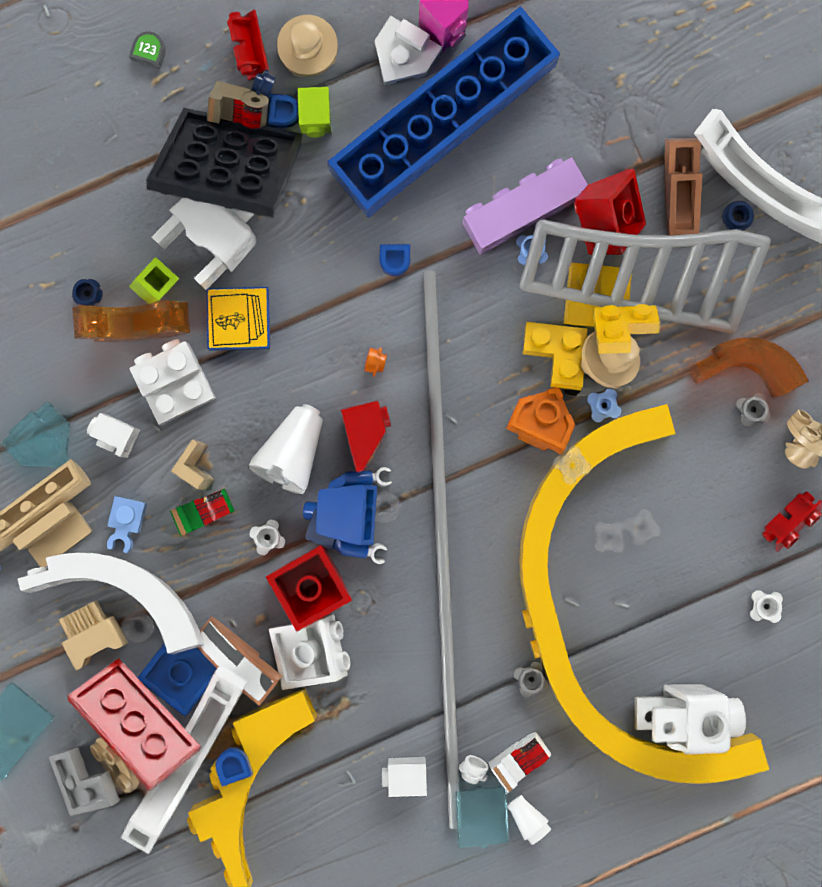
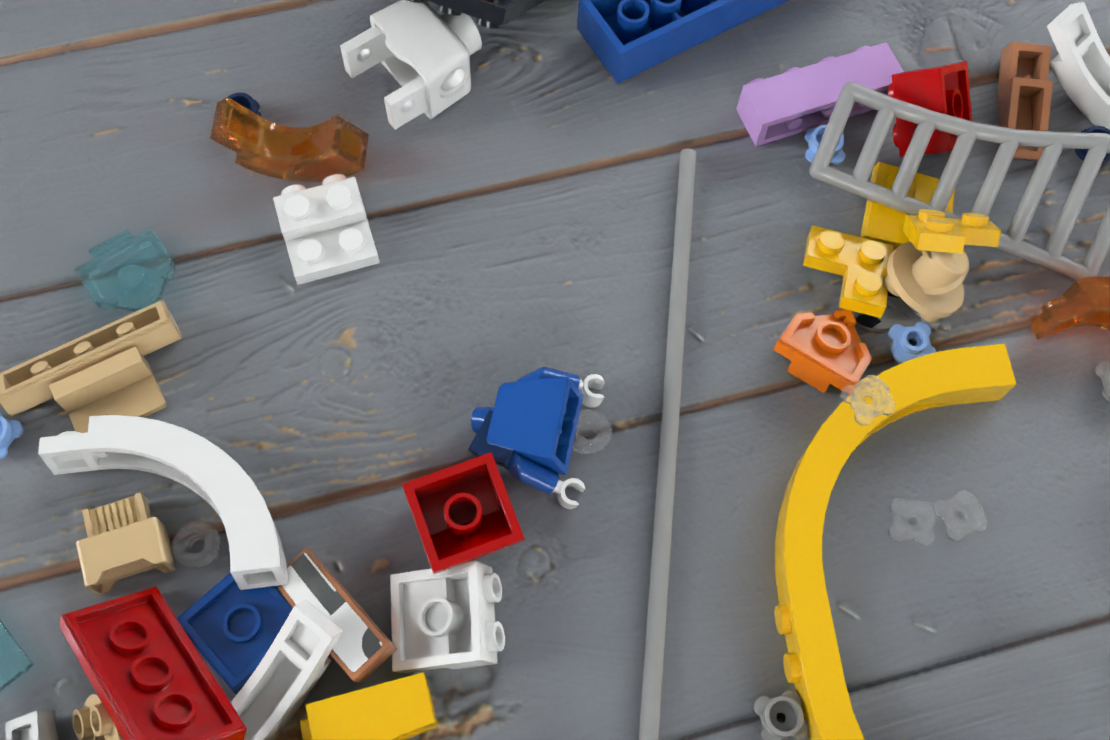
camera: 10 degrees right, 20 degrees down
(113, 434) = (231, 278): white brick -> none
(126, 517) = (217, 393): light blue plate -> none
(153, 281) = (329, 97): lime brick -> none
(186, 468) = (325, 321): tan panel -> none
(202, 512) = (328, 397): leg -> none
(238, 318) = (429, 171): yellow tile -> none
(259, 533) = (410, 435): white plate -> none
(290, 450) = (466, 334): white cone -> none
(365, 431) = (580, 313): red slope -> none
(375, 361) = (603, 243): orange plate -> none
(395, 258) = (645, 133): blue tile -> none

